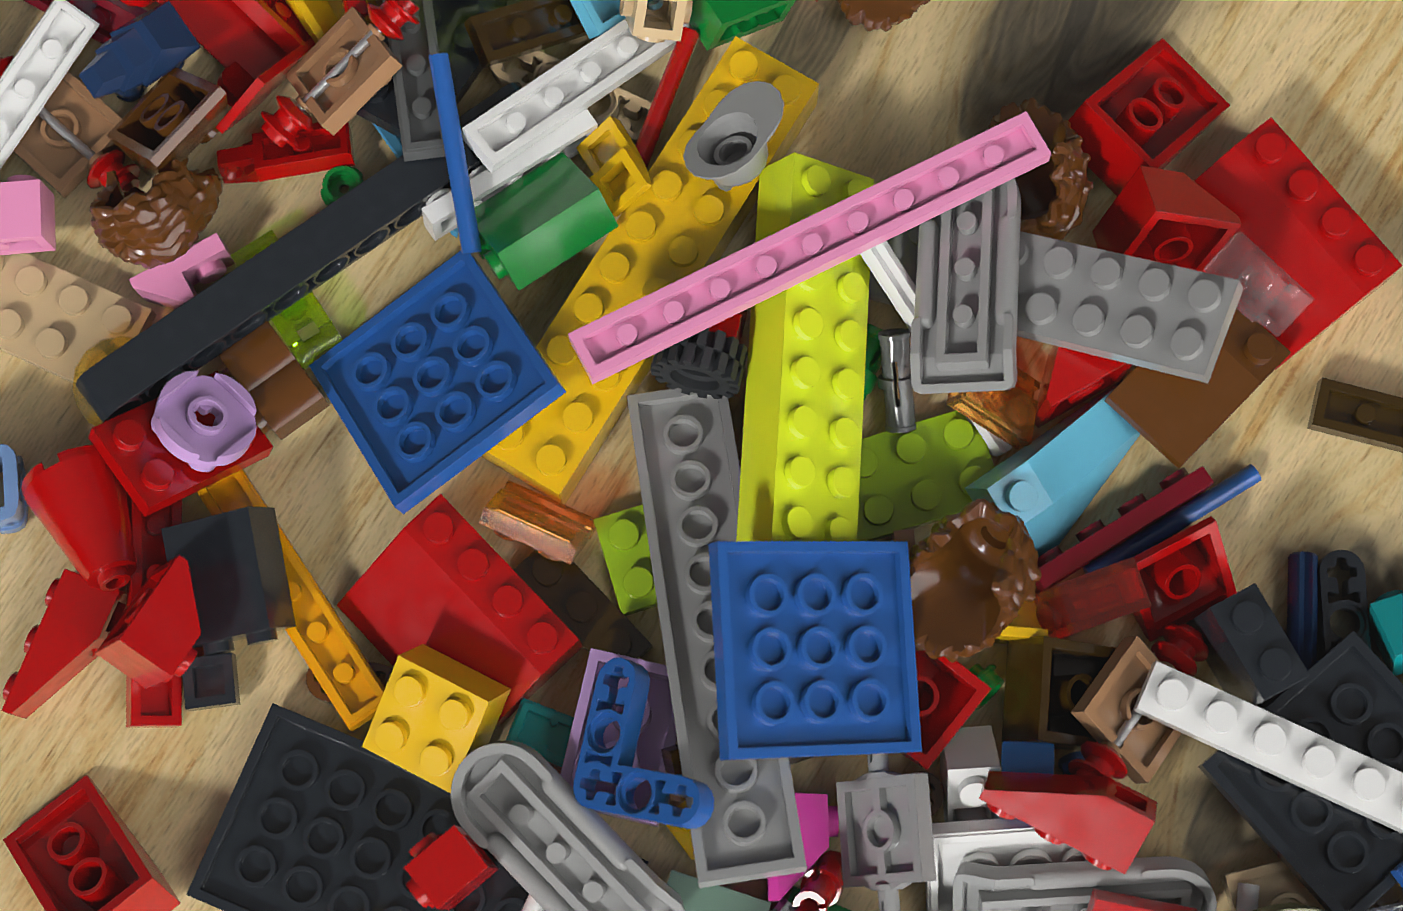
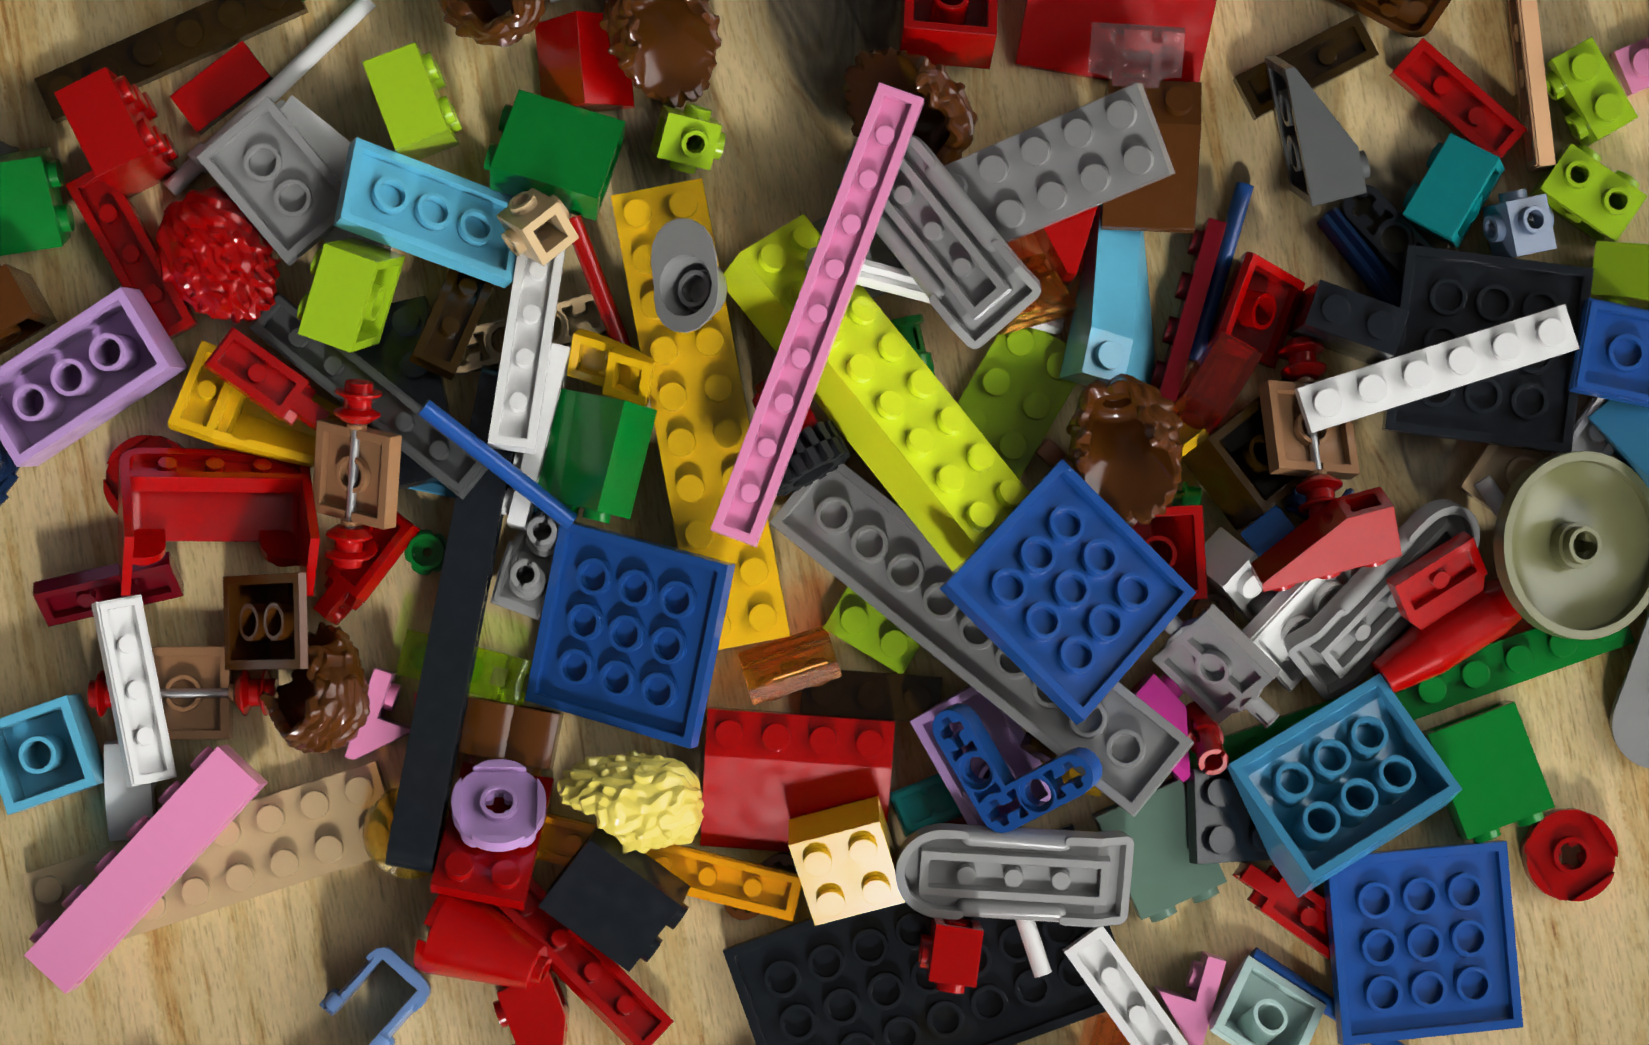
camera: 45 degrees left, 10 degrees up
(139, 54) = (193, 589): dark blue connector -> none
(156, 628) = (603, 974): red slope -> none
(211, 682) = (665, 975): black plate -> none
(317, 514) = (637, 798): none -> light yellow hair
(406, 263) = (527, 568): none -> light grey connector
(826, 34) = (677, 126): none -> lime brick
(896, 348) = (963, 361): dark grey pin -> none
(1166, 220) = (1036, 70): red slope -> none
(1346, 481) = (1317, 150): none -> dark grey slope

